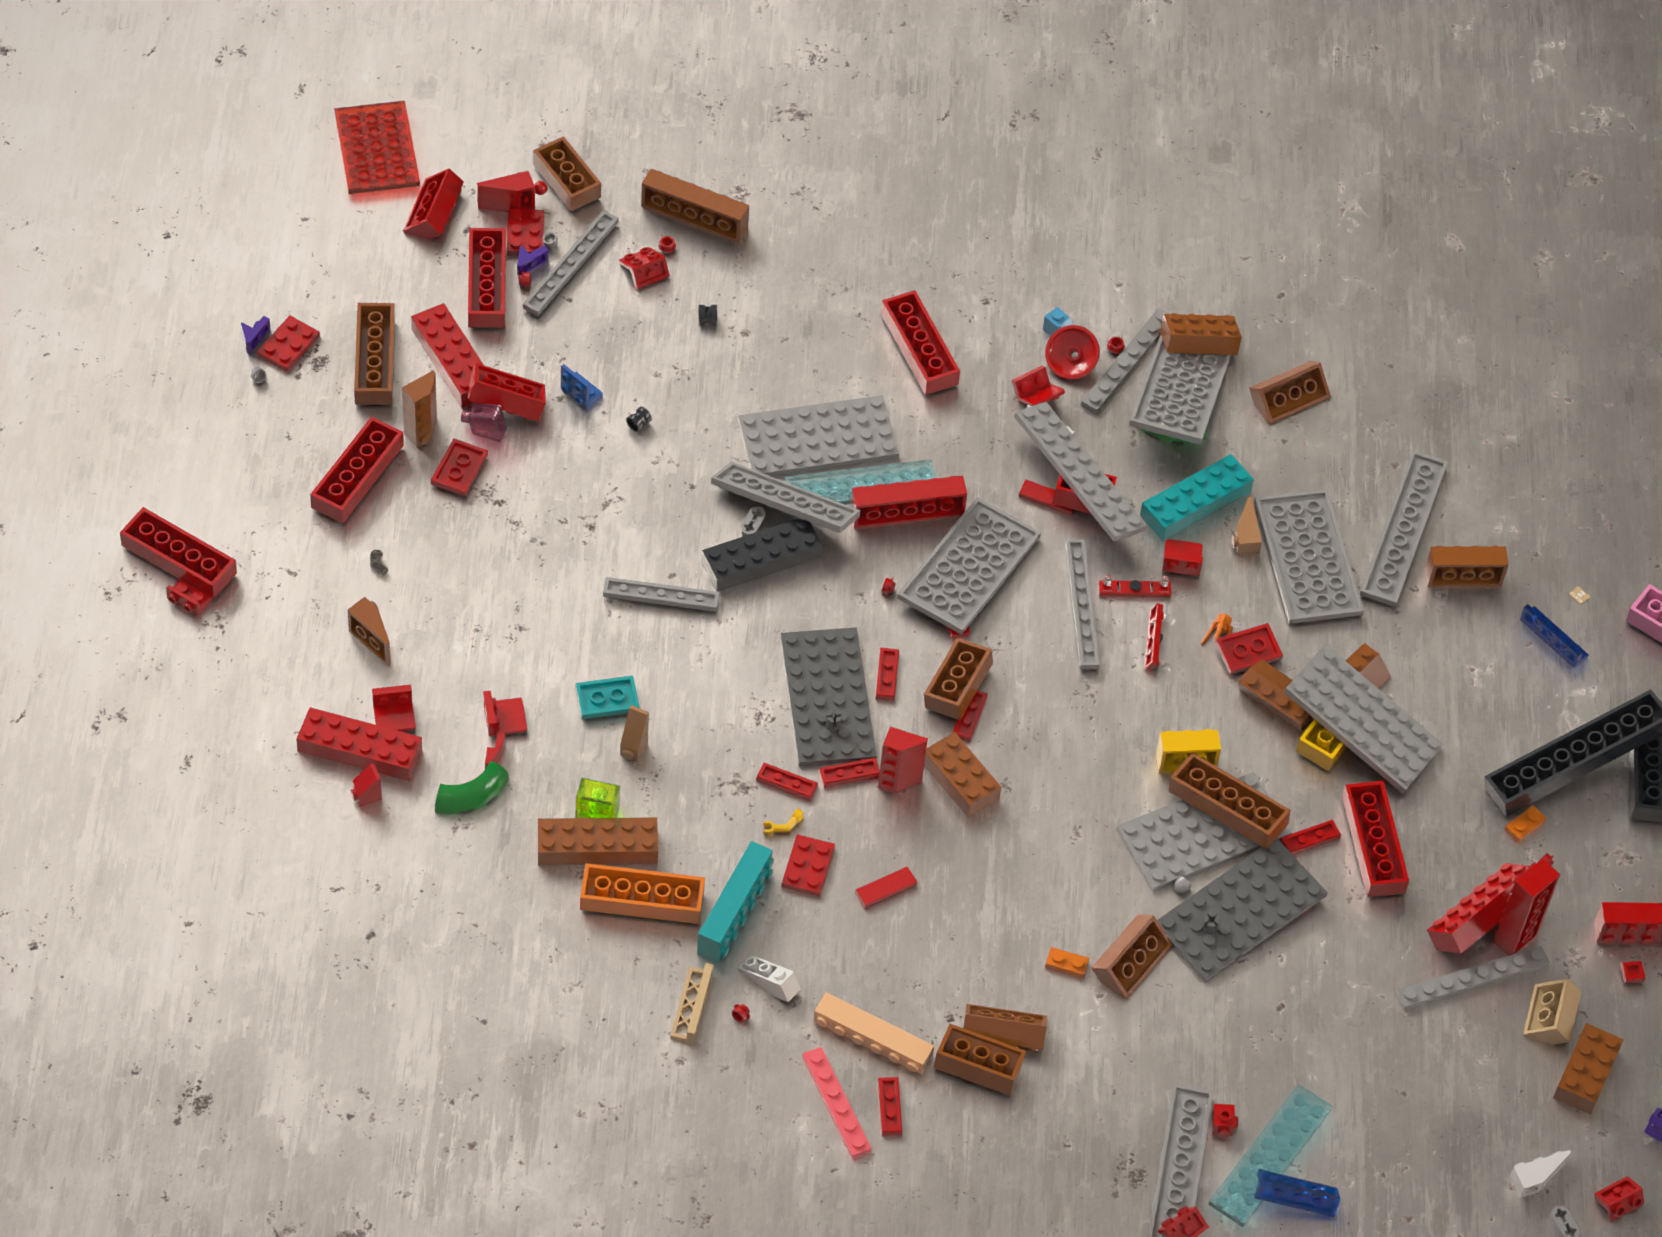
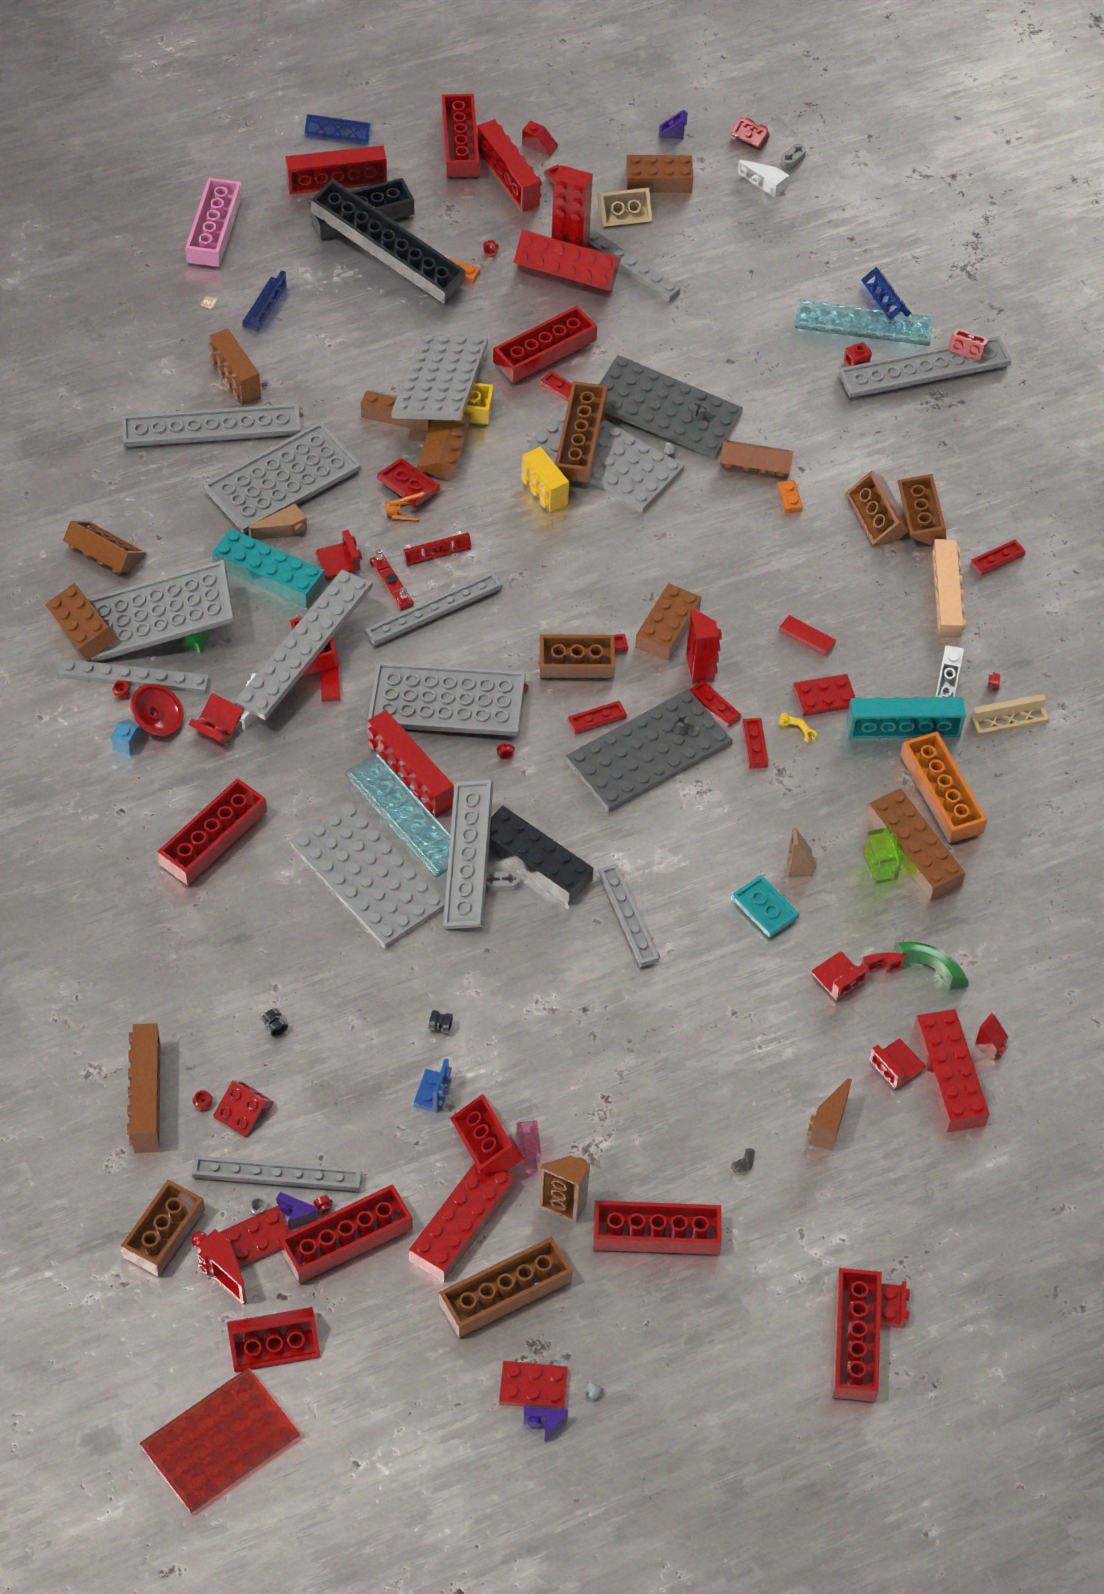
camera: 115 degrees left, 0 degrees up
(459, 467) = (595, 1144): red plate -> none
(836, 1102) = (1020, 591): coral plate -> none

